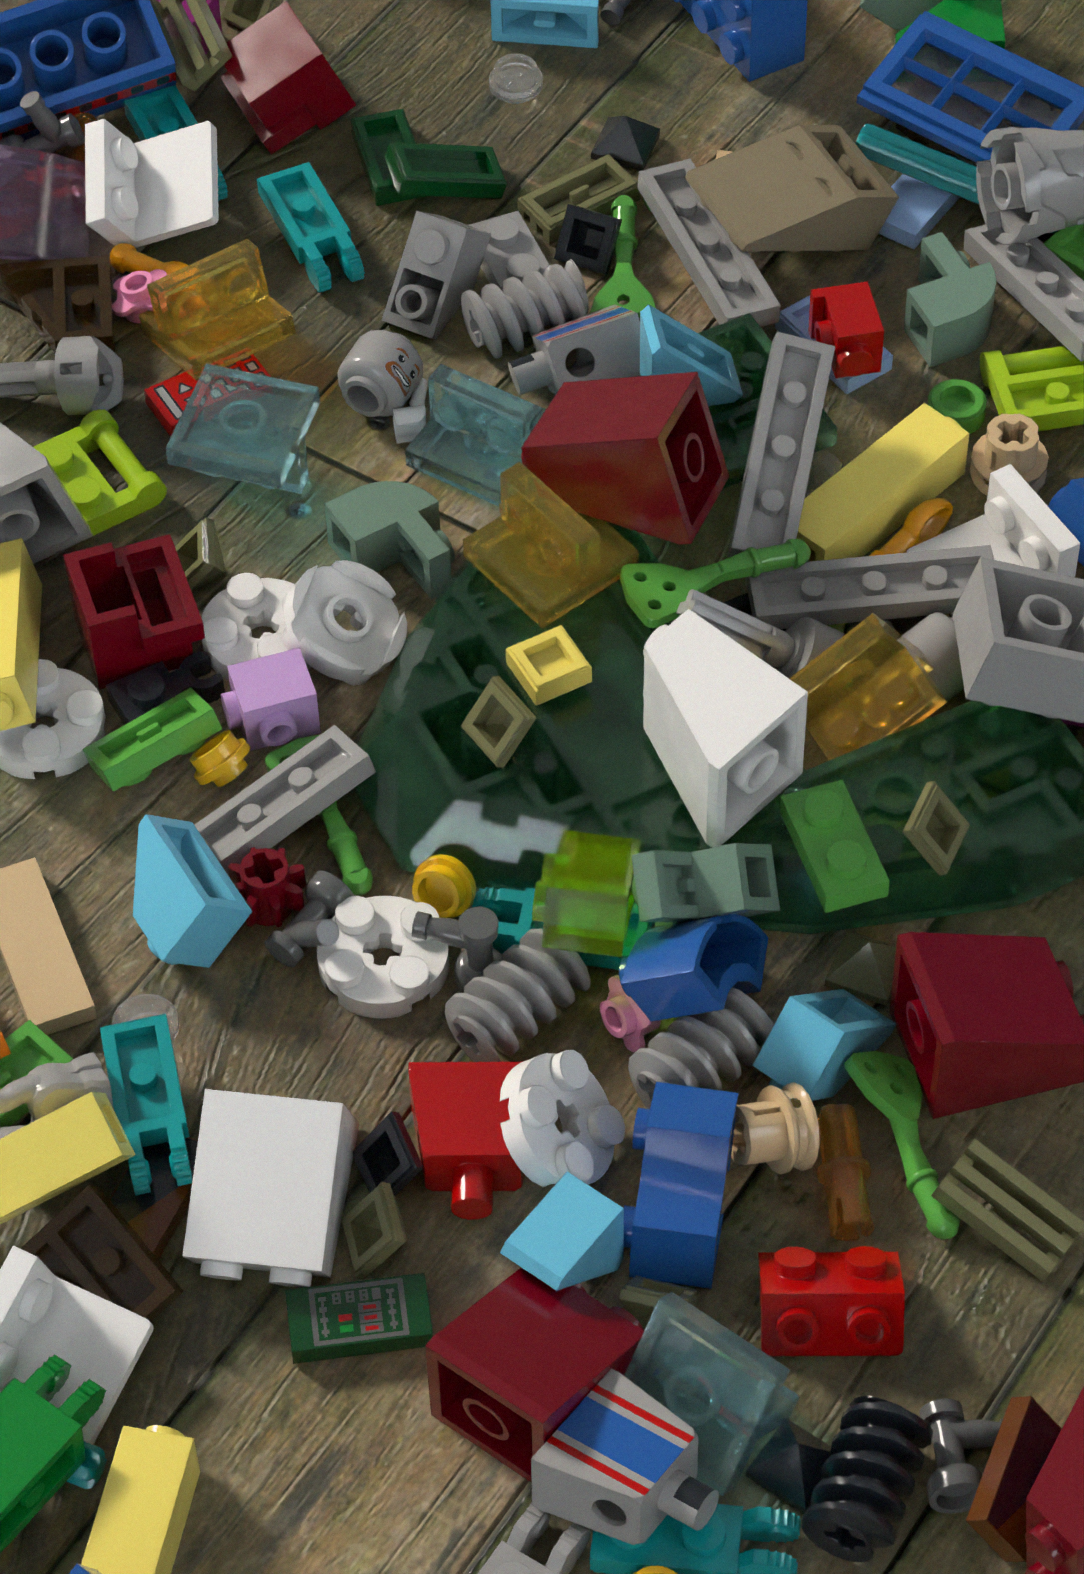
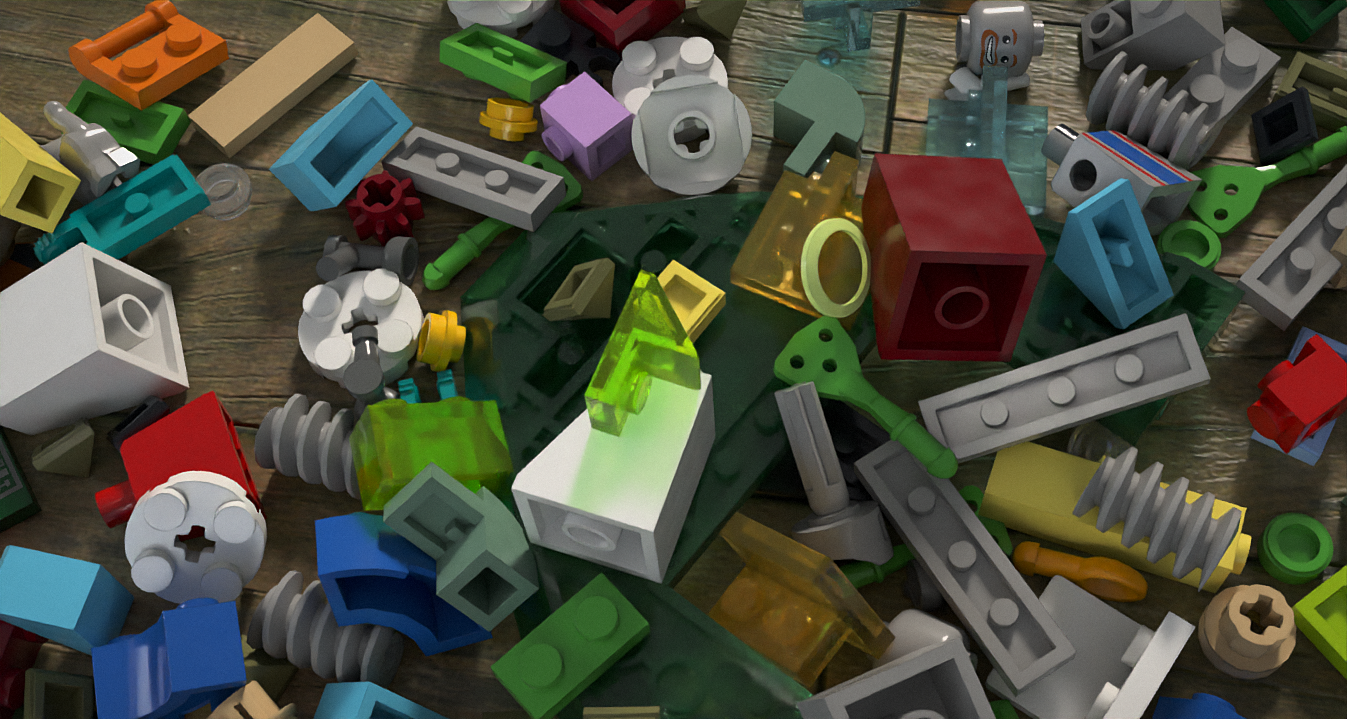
camera: 70 degrees right, 10 degrees up
(603, 523) = (810, 273): none -> yellowish green piece
(658, 626) = (642, 345): none -> clear neon green slope
(917, 436) = (1159, 515): none -> light grey piece

